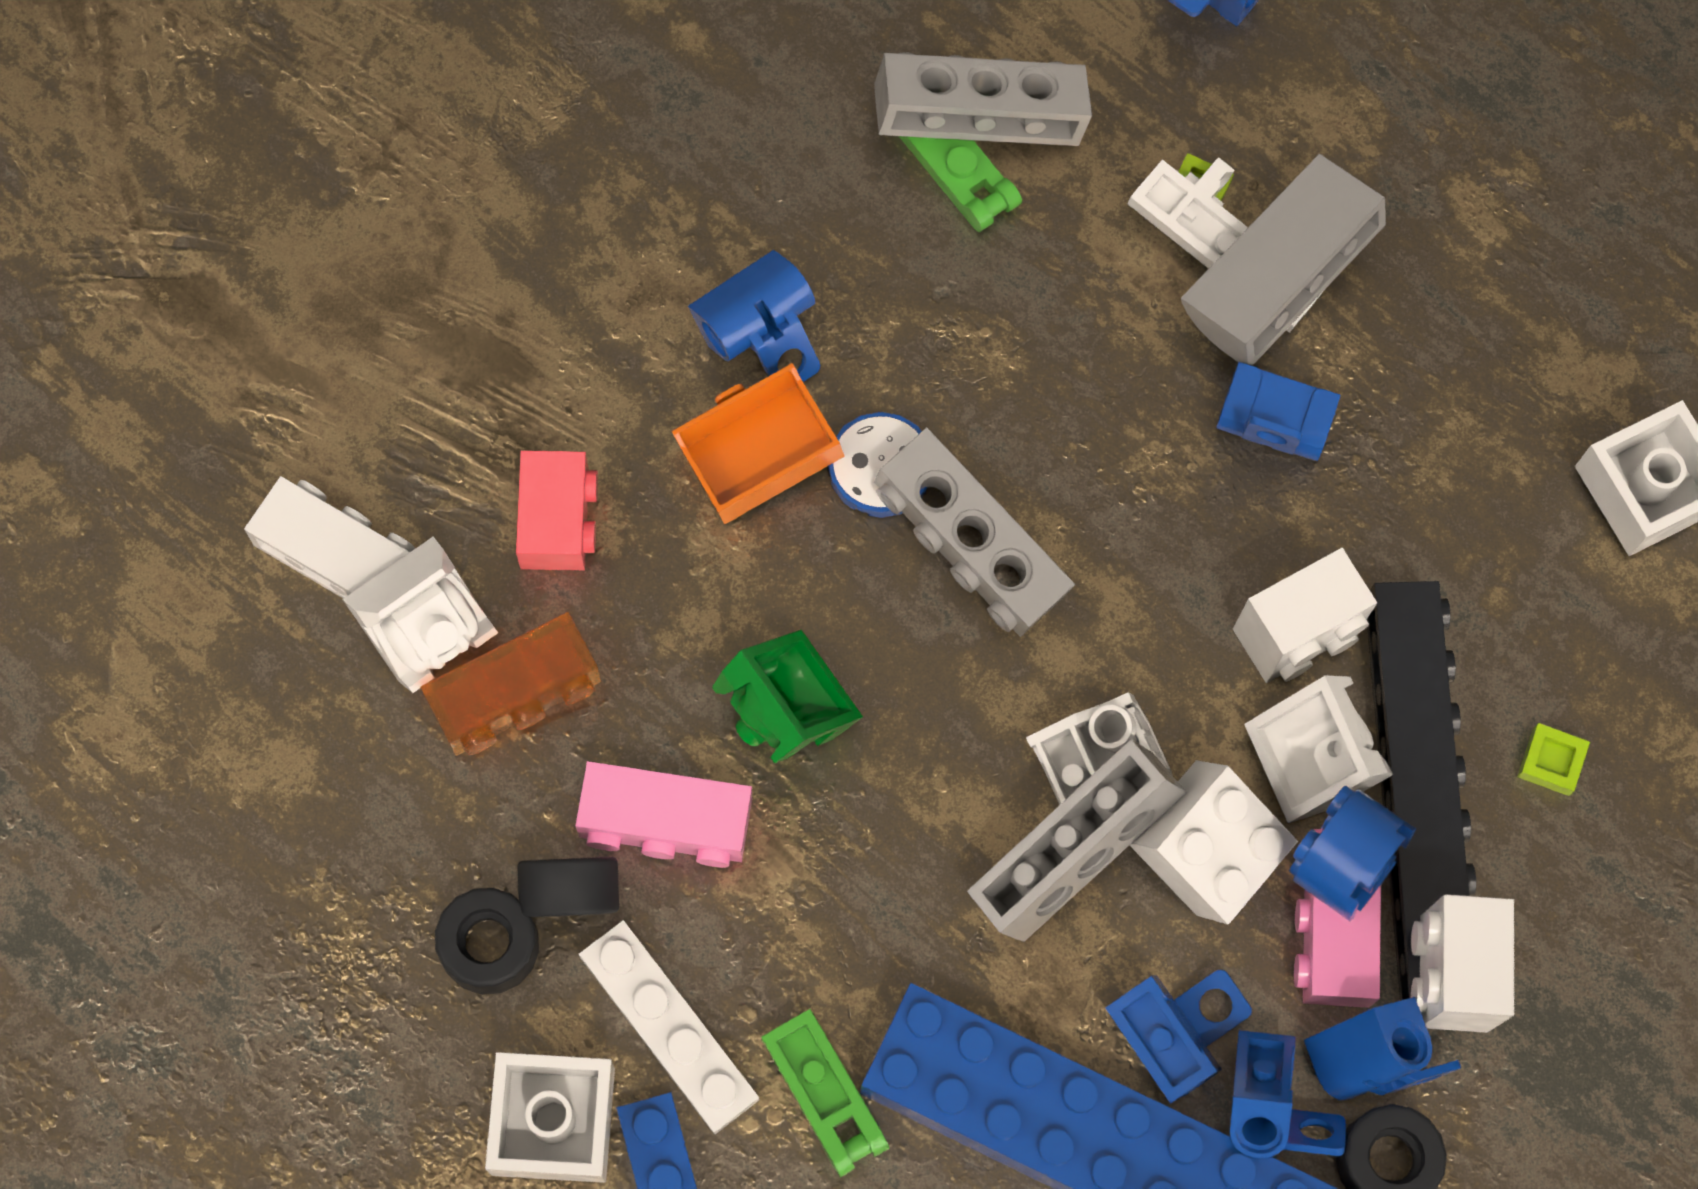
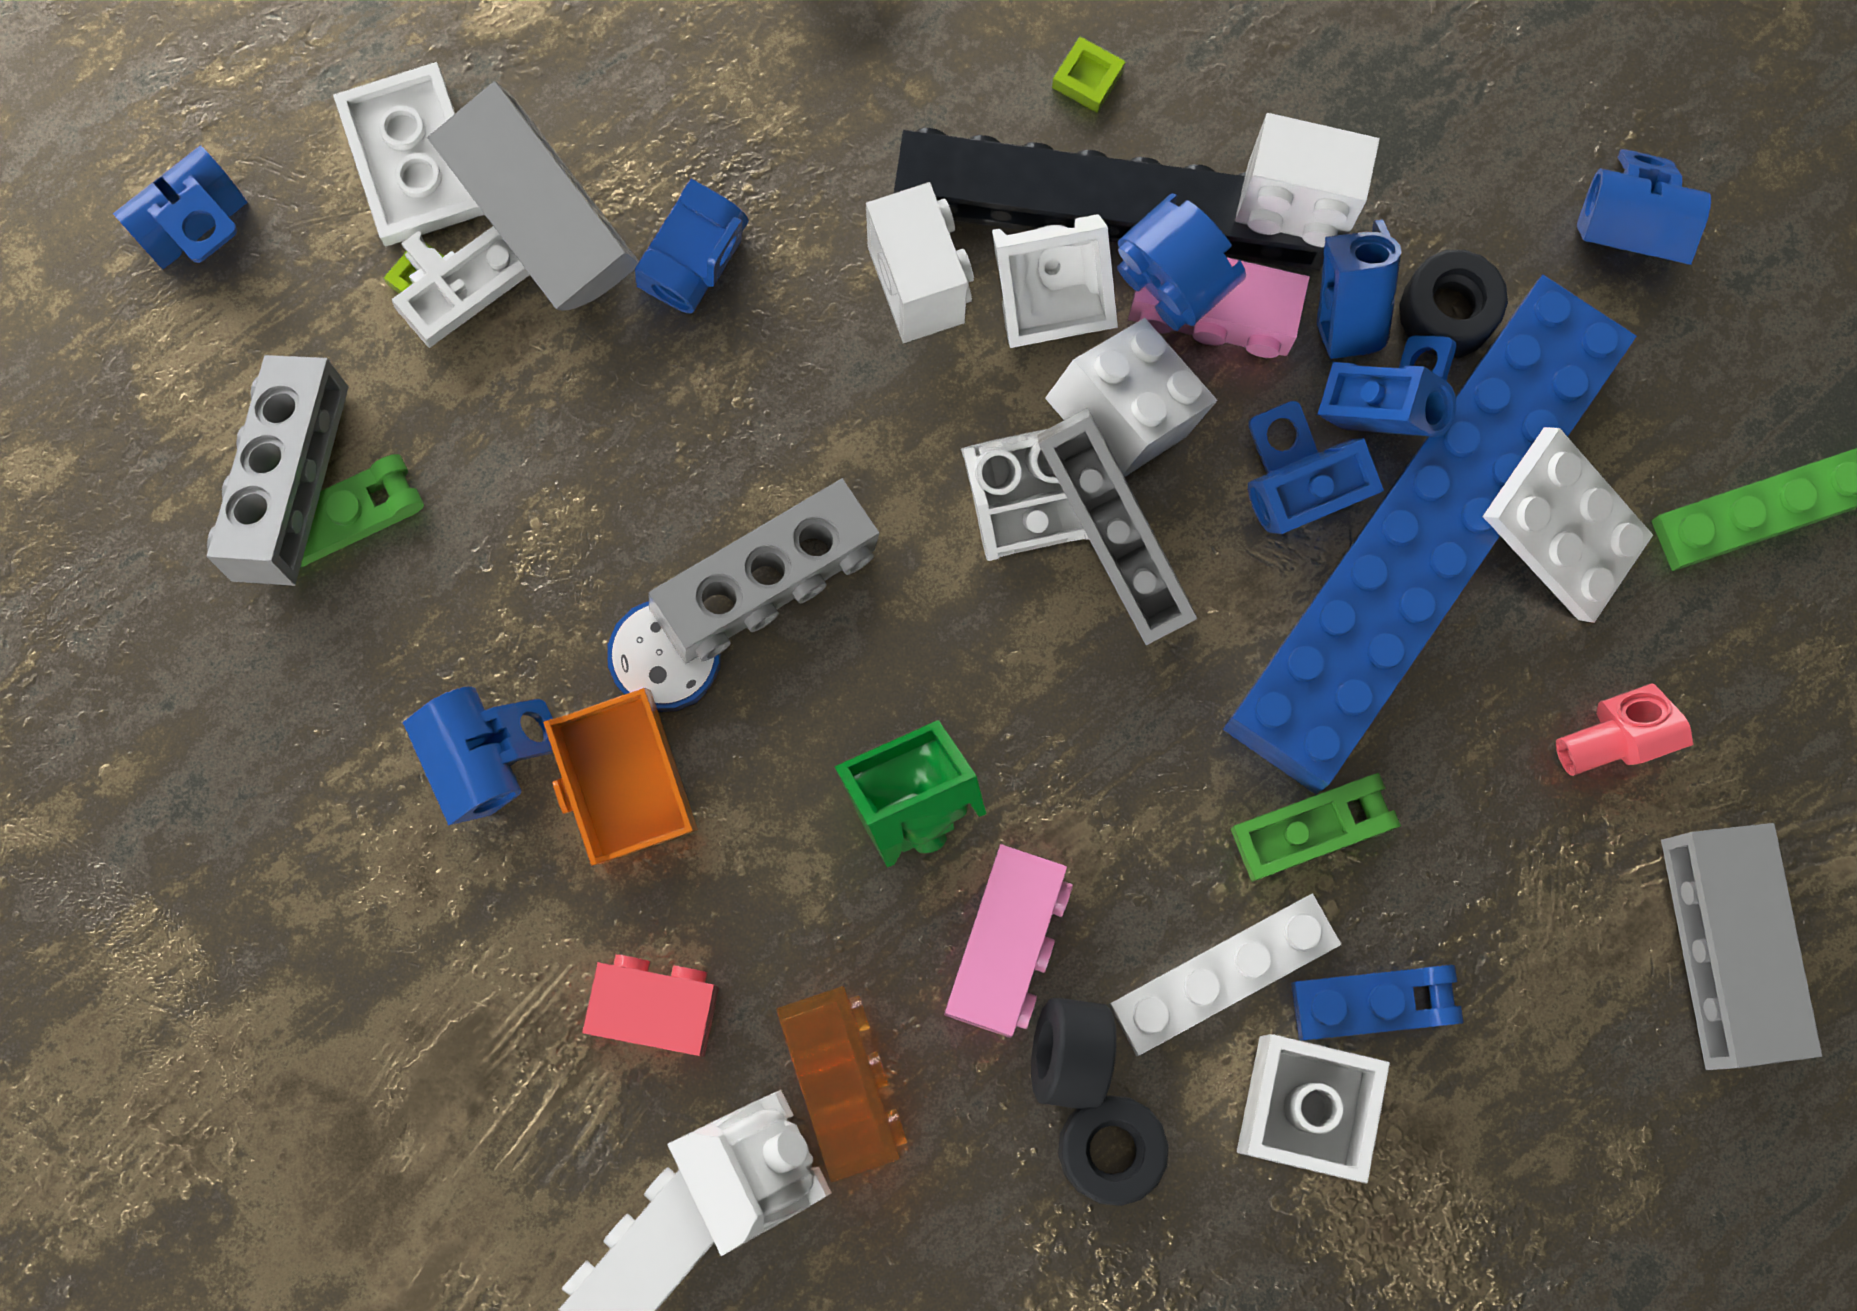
camera: 80 degrees left, 5 degrees up
(1330, 122) = (397, 164): none -> white plate

